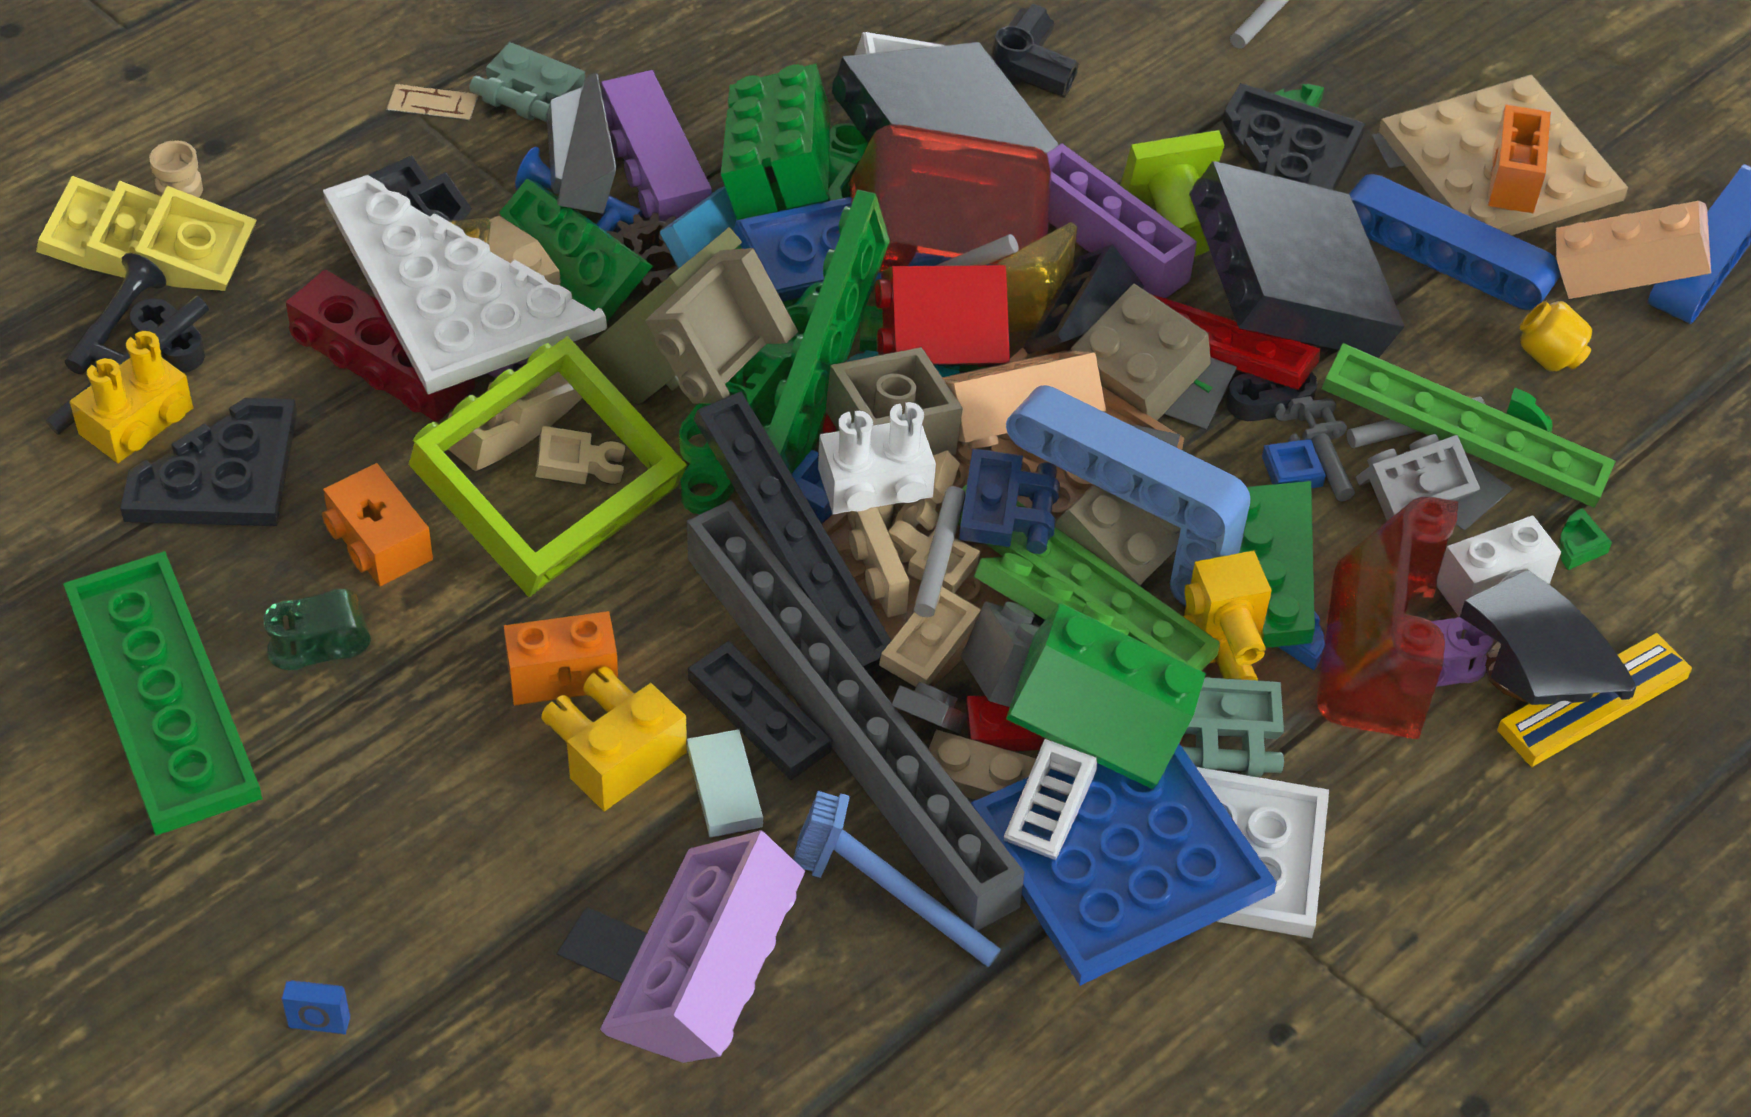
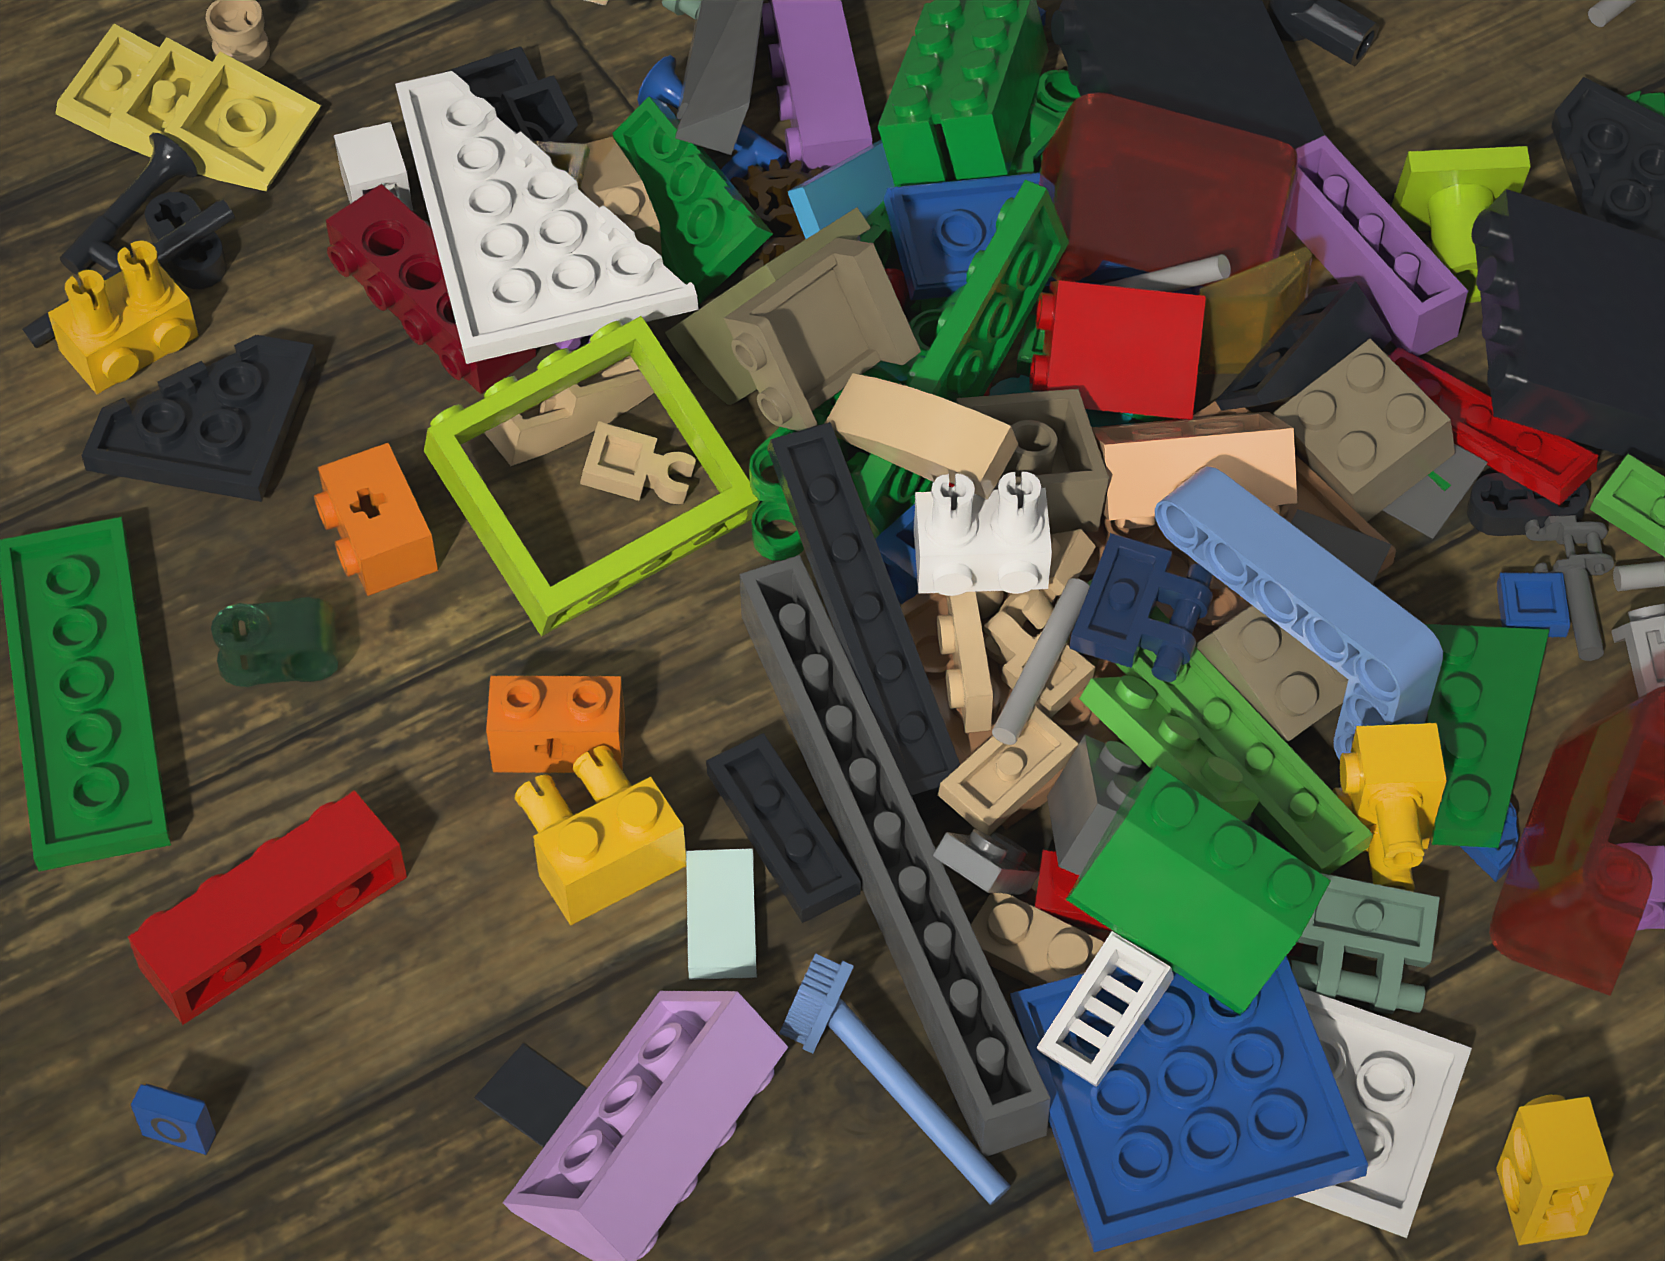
camera: 15 degrees right, 5 degrees up
(308, 253) = (370, 159): none -> white brick
(355, 832) = (267, 906): none -> red brick
(815, 387) = (923, 432): none -> tan slope
(1414, 865) = (1554, 1169): none -> yellow brick

